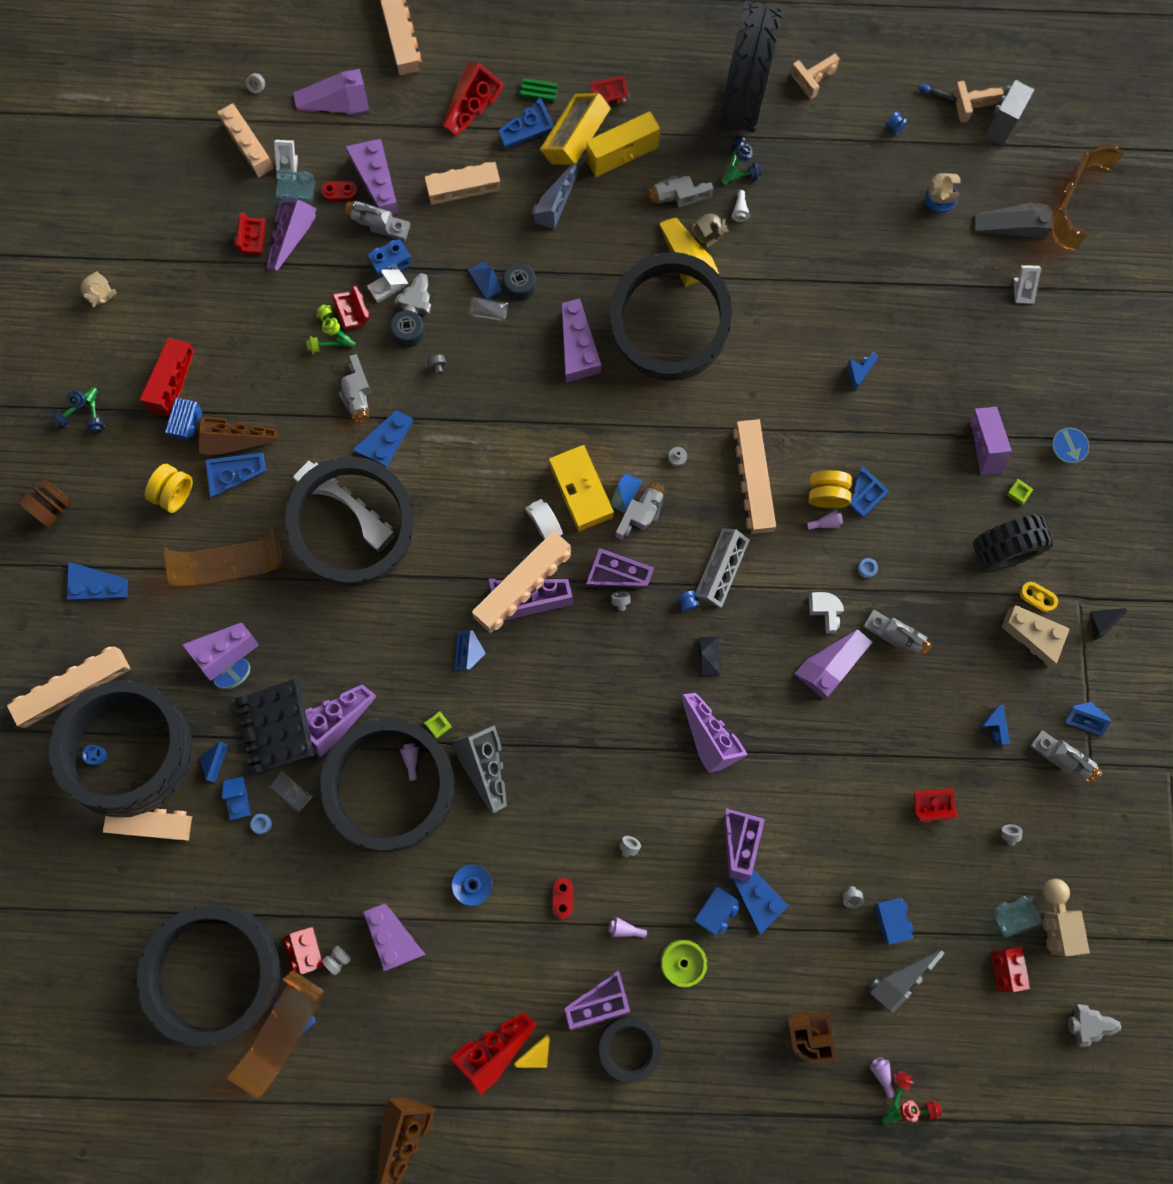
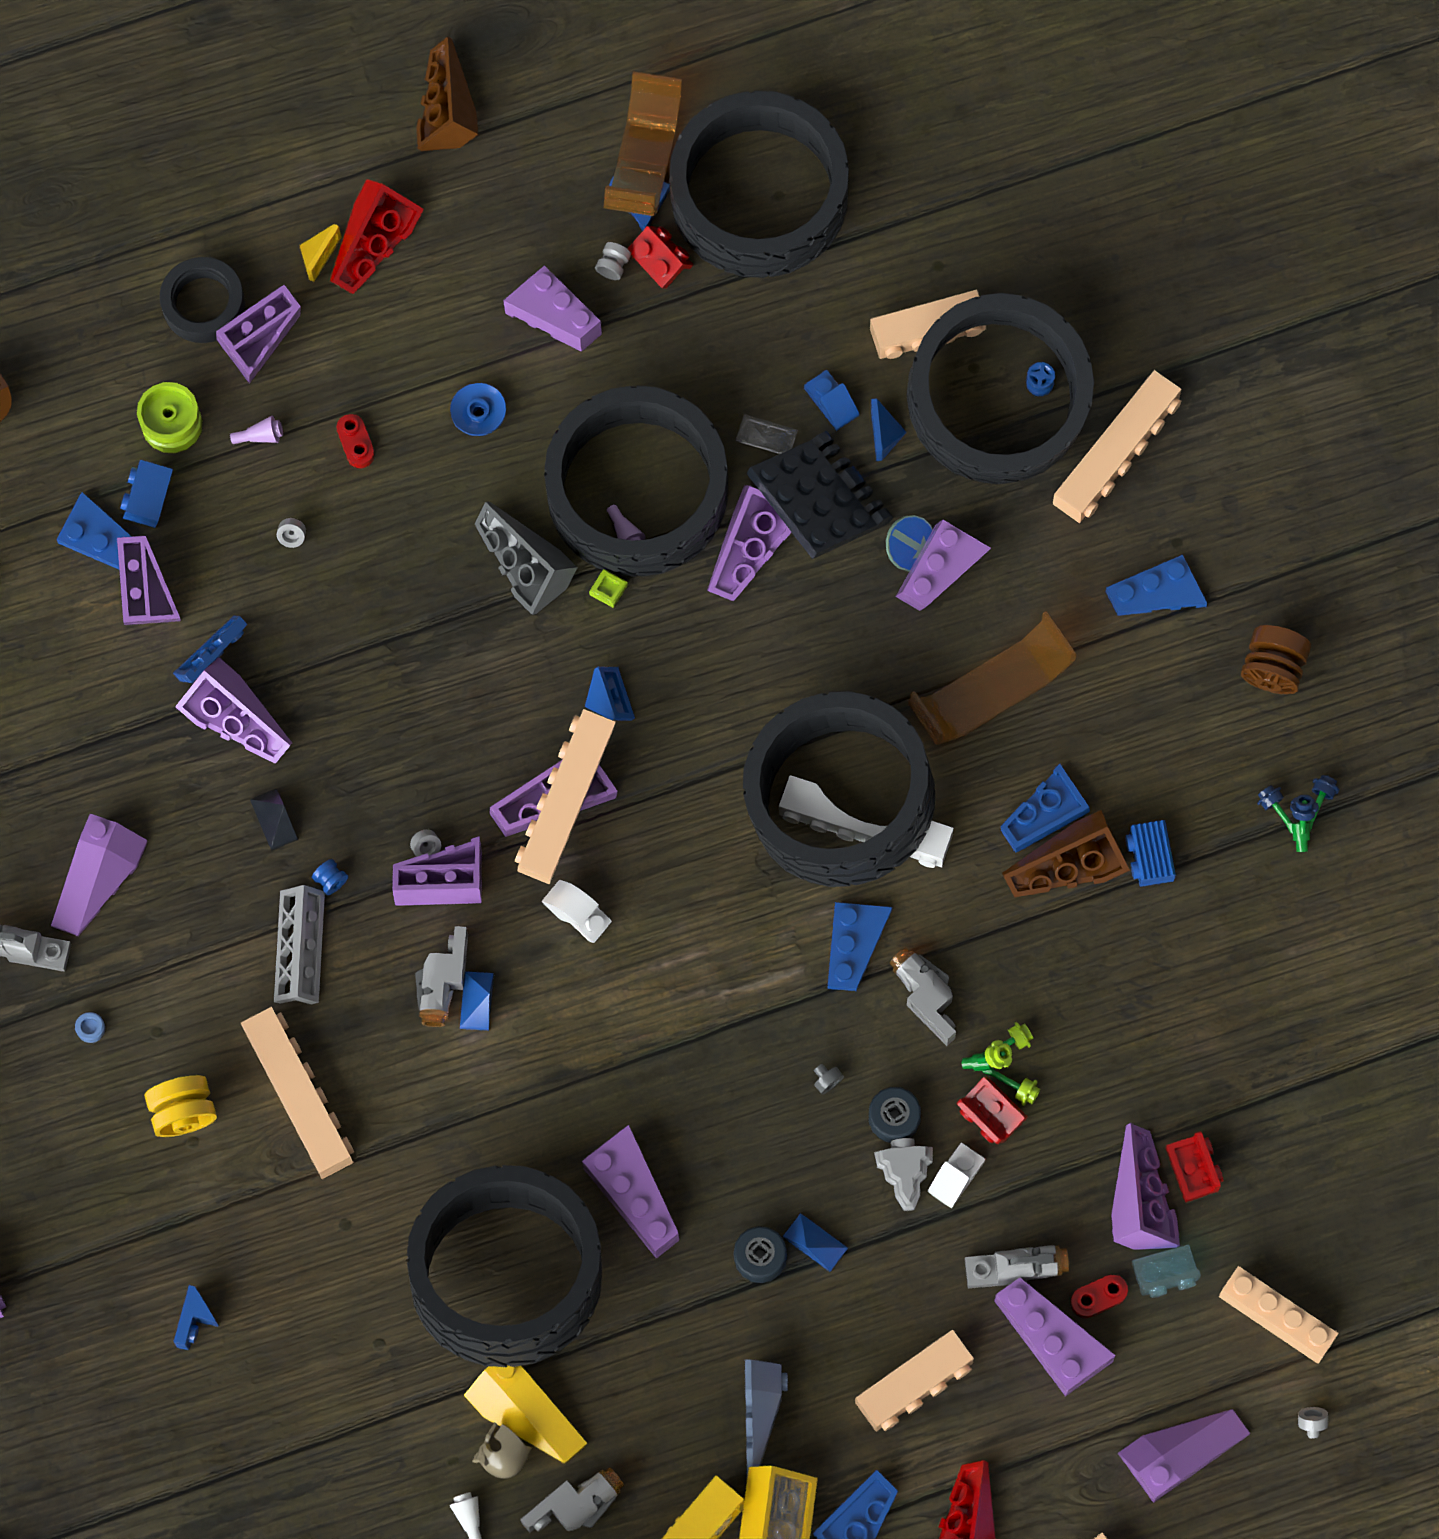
camera: 165 degrees right, 5 degrees down
(96, 289) = (1372, 990): tan helmet -> none
(167, 377) = (1201, 901): red wedge -> none
(168, 488) = (1118, 744): yellow wheel -> none
(260, 823) = (785, 382): medium blue tile -> none
(285, 155) = (1201, 1308): white slope -> none
(389, 257) = (970, 1213): blue brick -> none
(488, 308) = (791, 1198): clear slope -> none
(581, 488) = (541, 975): yellow brick -> none
(677, 457) = (422, 1088): light grey tile -> none
(714, 780) = (210, 650): none -> blue wing
(829, 605) = (130, 947): white brick -> none
(831, 520) = (170, 1069): lavender cone -> none
(866, 493) = (125, 1133): blue wing -> none

